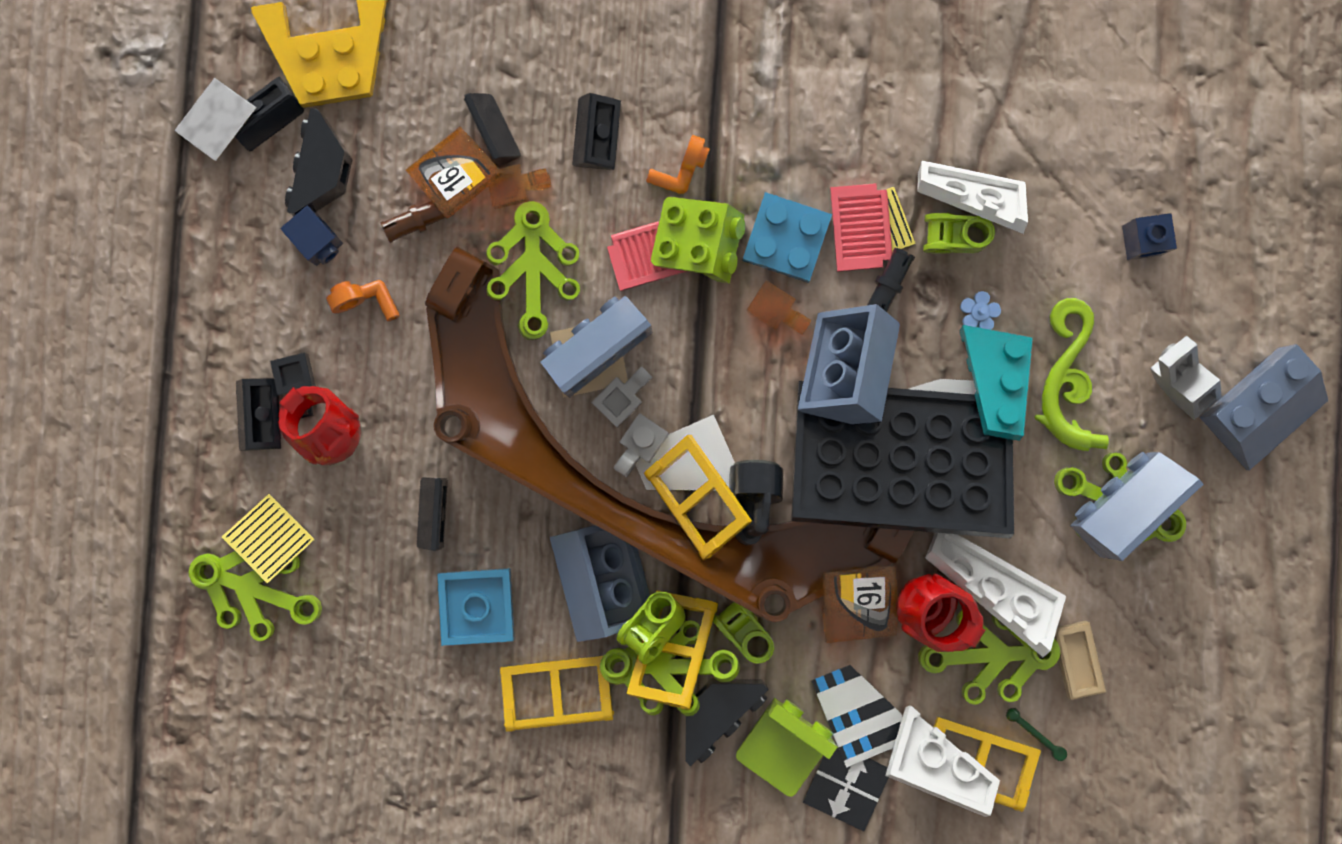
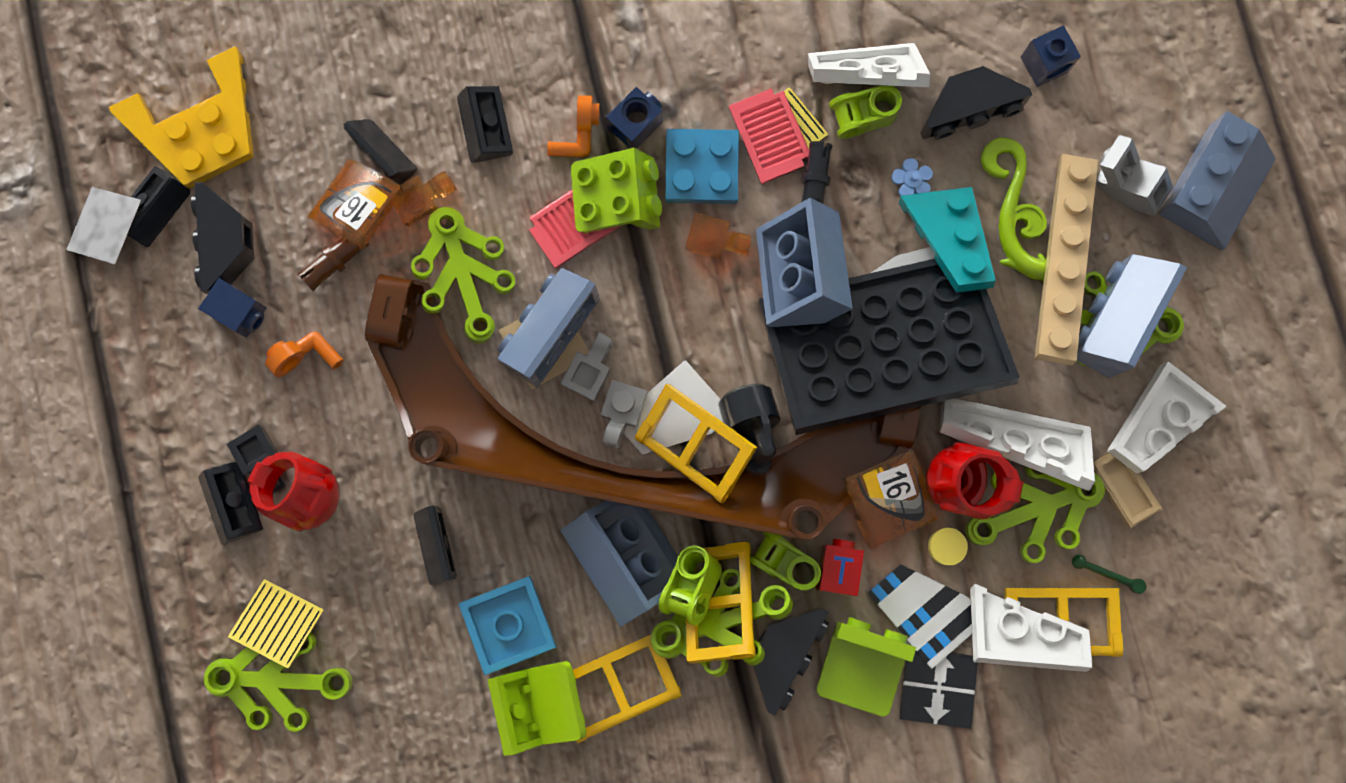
camera: 20 degrees left, 5 degrees down
(479, 689) = (537, 707): none -> lime bracket
(728, 184) = (632, 133): none -> dark blue brick
(793, 652) = (840, 568): none -> red brick
(897, 662) = (947, 546): none -> light yellow tile
(1061, 255) = (972, 100): none -> black slope
(1097, 435) = (1066, 260): none -> tan plate
(1136, 608) = (1162, 417): none -> white wing

